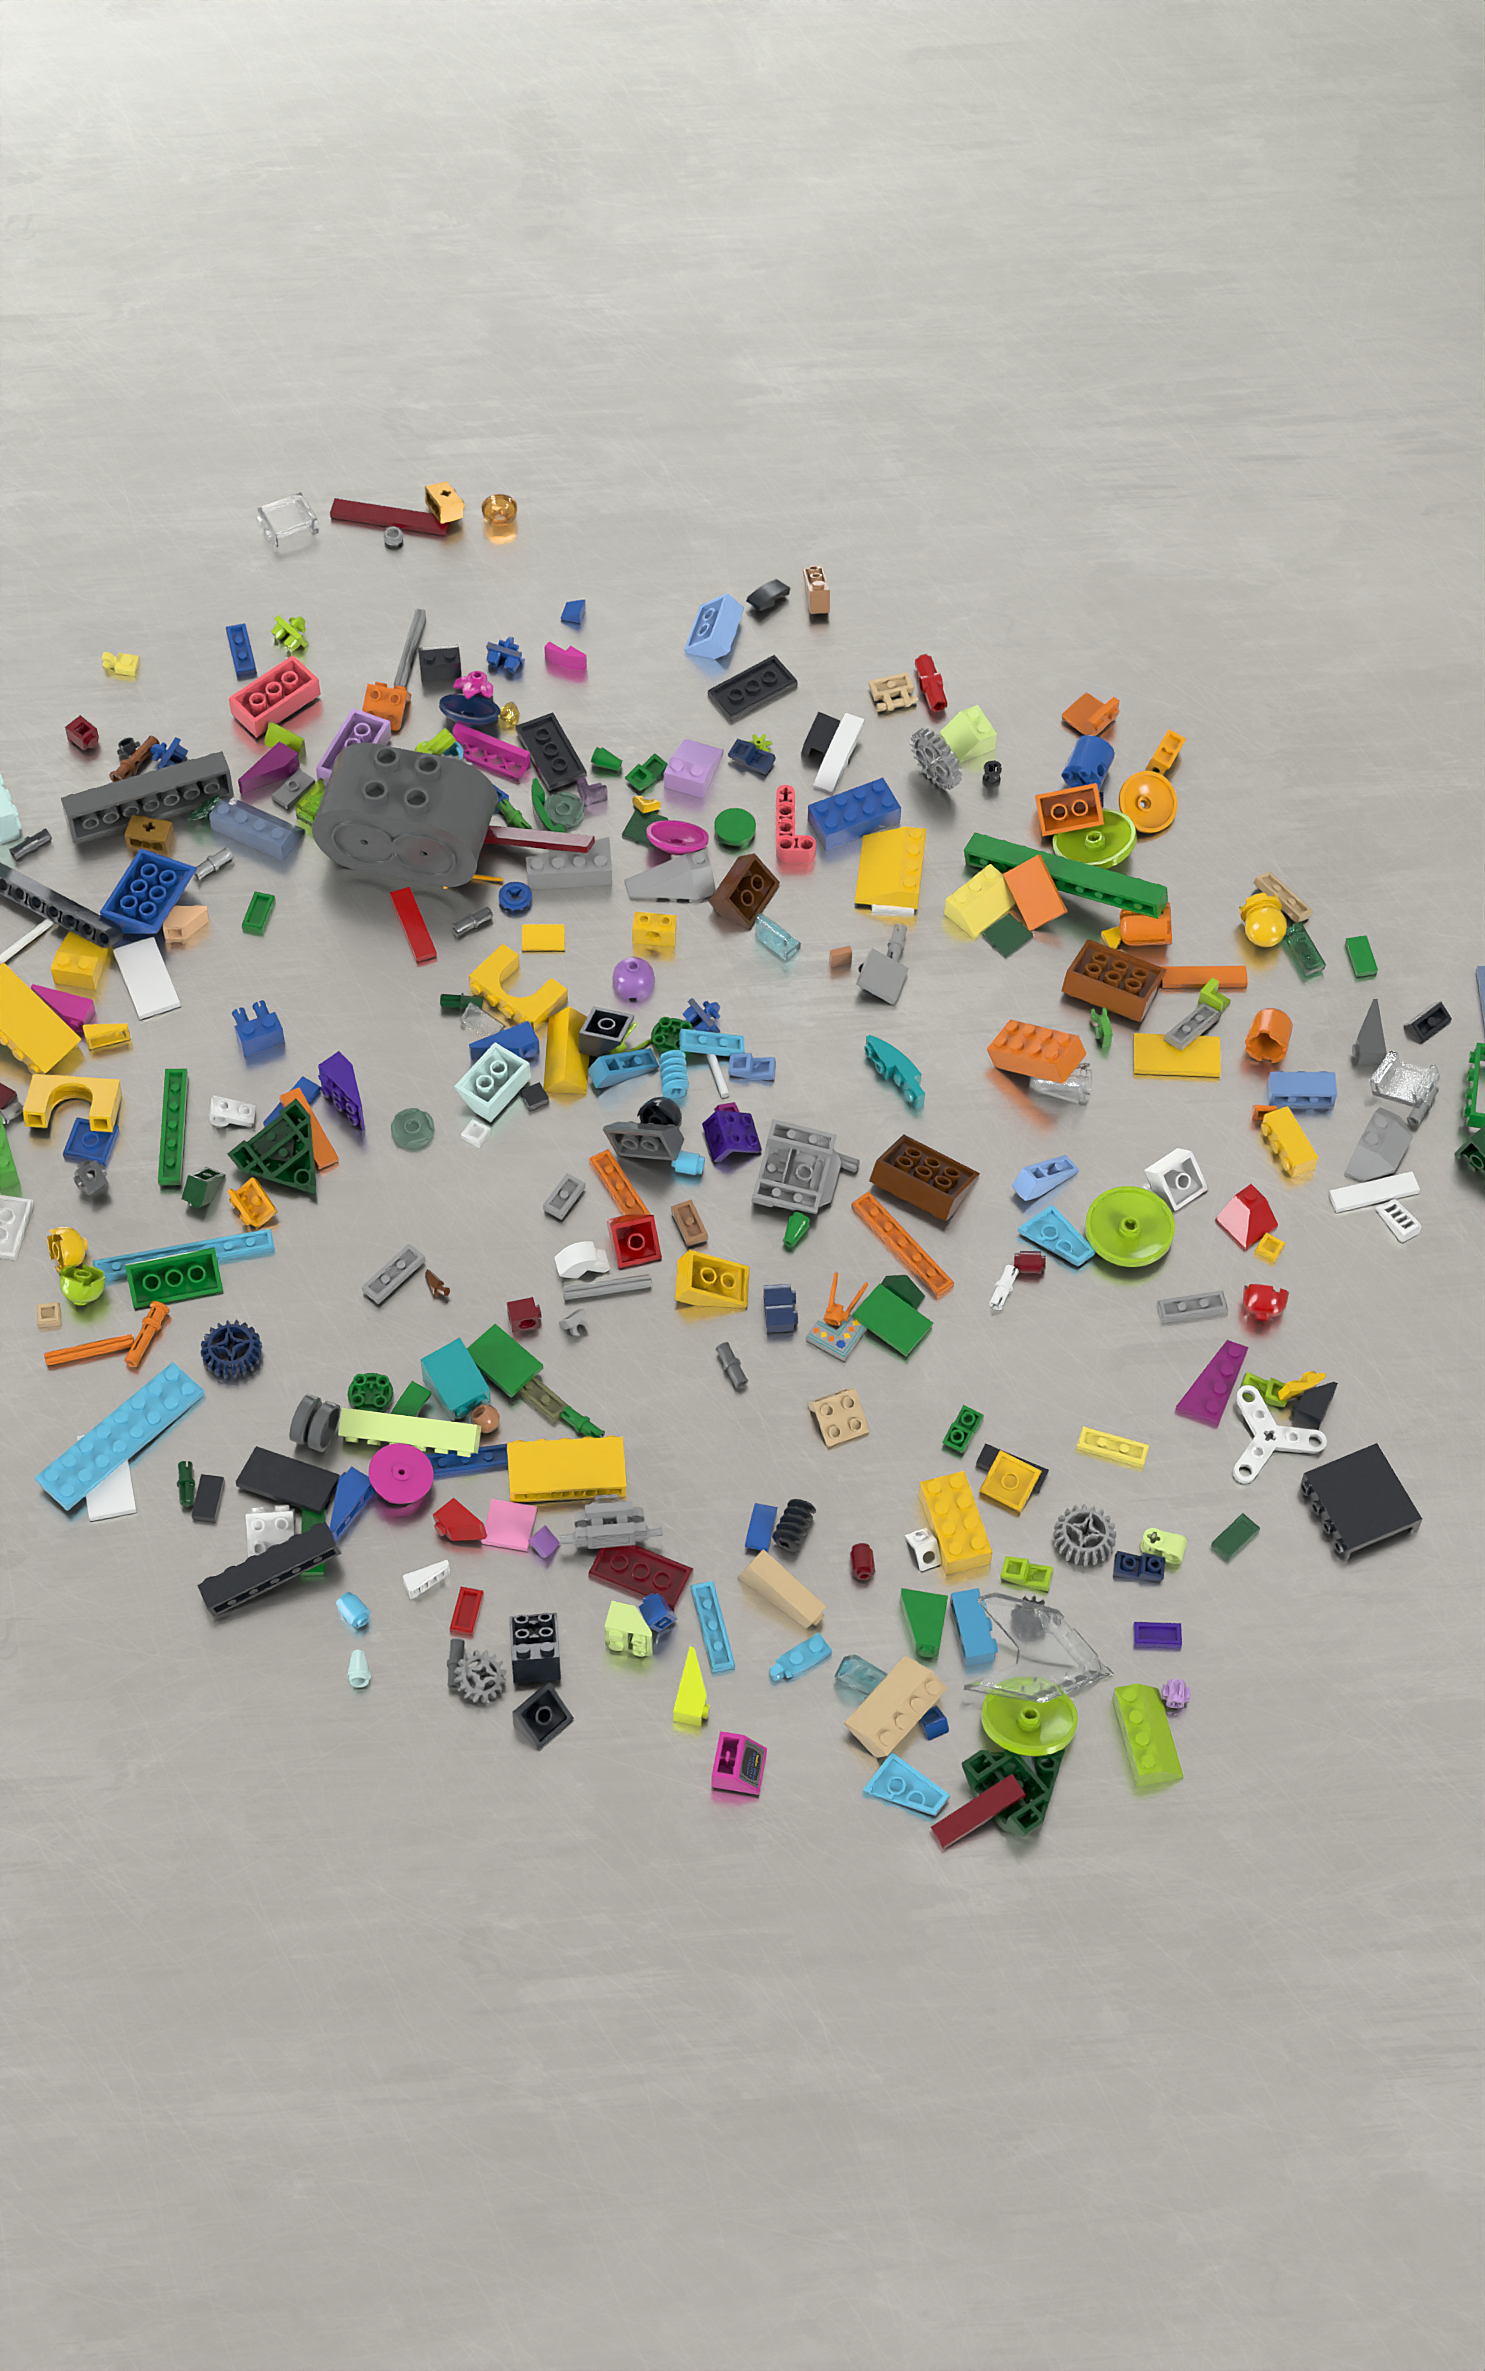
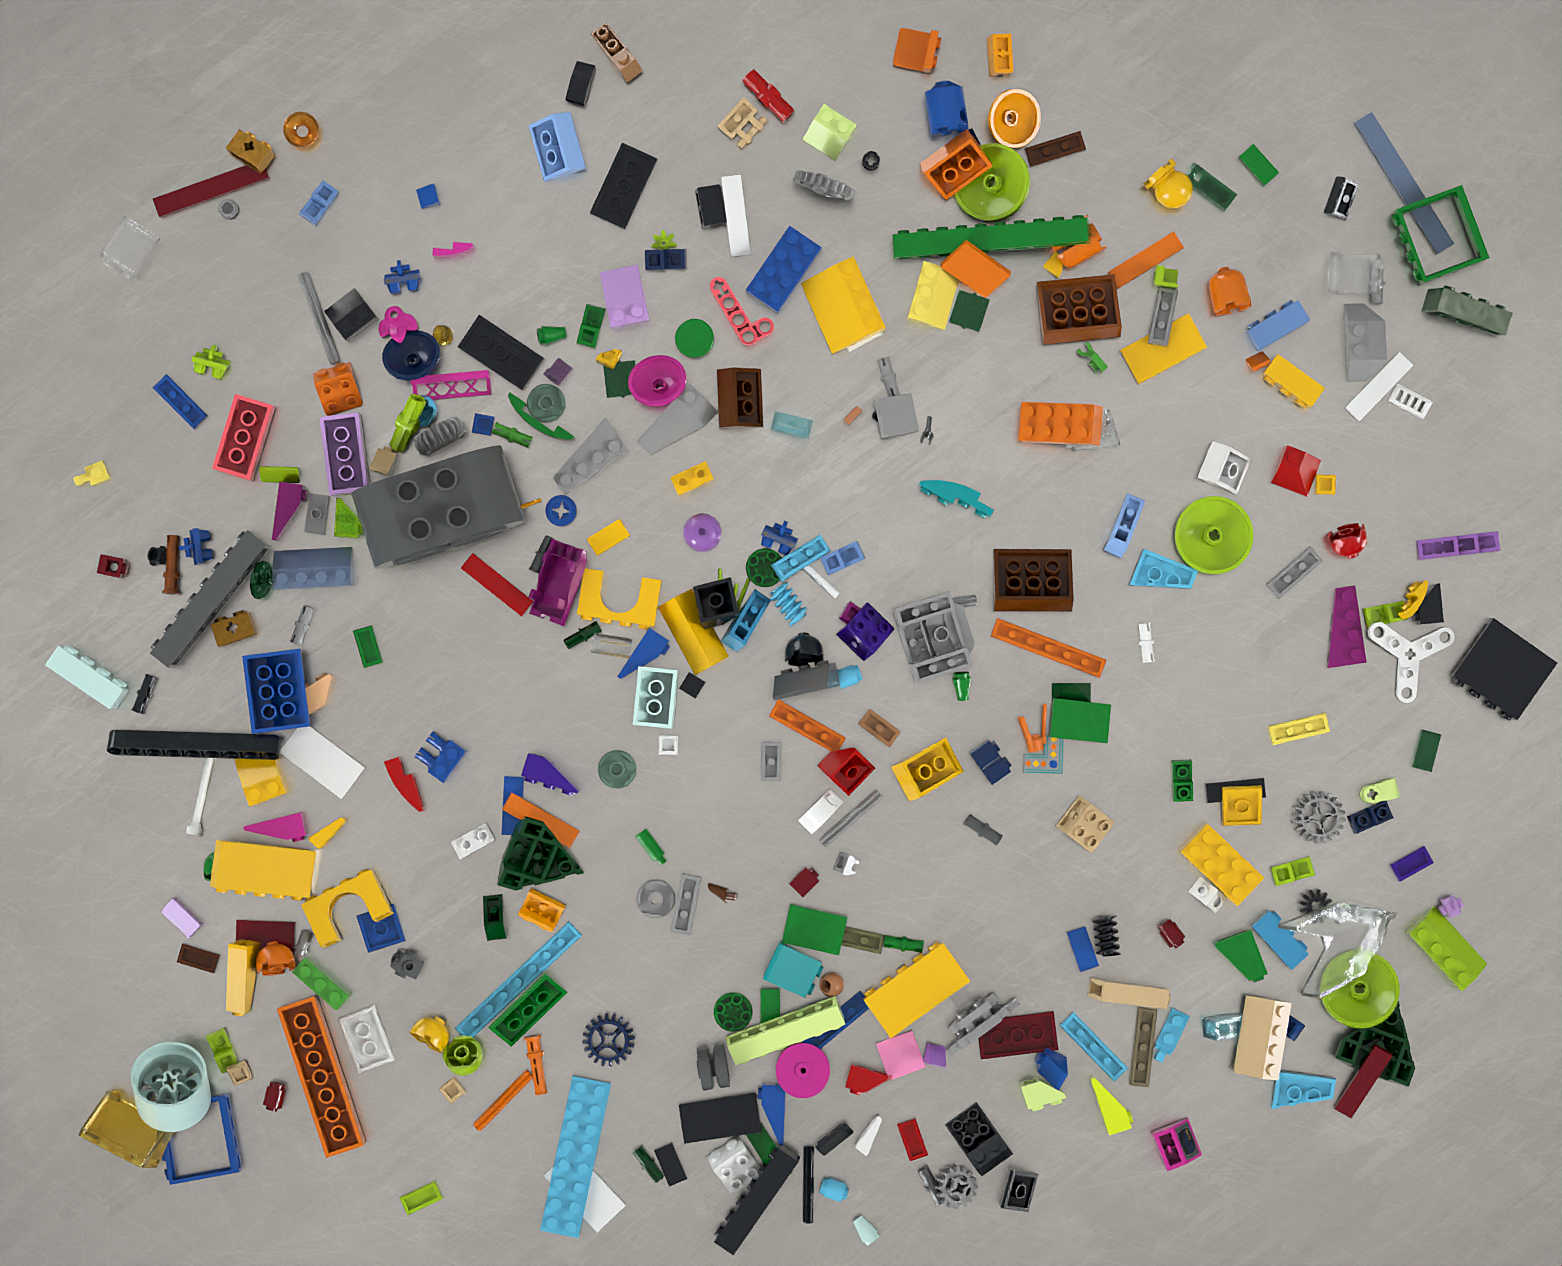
camera: 25 degrees left, 30 degrees up
(172, 1127) = (435, 879): green plate -> none
(207, 1030) = (404, 783): none -> red slope
(331, 1593) = (808, 1185): none -> black axle
(361, 1245) = (667, 898): none -> light grey tile
(387, 1563) = (834, 1138): none -> black slope
(396, 1207) = (651, 846): none -> green cylinder
(469, 943) = (558, 581): none -> magenta piece
(478, 570) = (319, 202): none -> medium blue slope
(539, 839) = (553, 451): tile -> none
(764, 1655) = (1143, 1047): none -> dark tan tile
(901, 1008) = (927, 433): none -> dark grey hand
(1029, 1261) = (1153, 609): dark red brick -> none
(1171, 851) = (1055, 149): none -> reddish brown tile
(1291, 904) = (1169, 145): tan plate -> none
(1370, 1043) = (1307, 247): dark grey slope -> none
(1380, 1369) = (1459, 545): none -> medium lavender slope

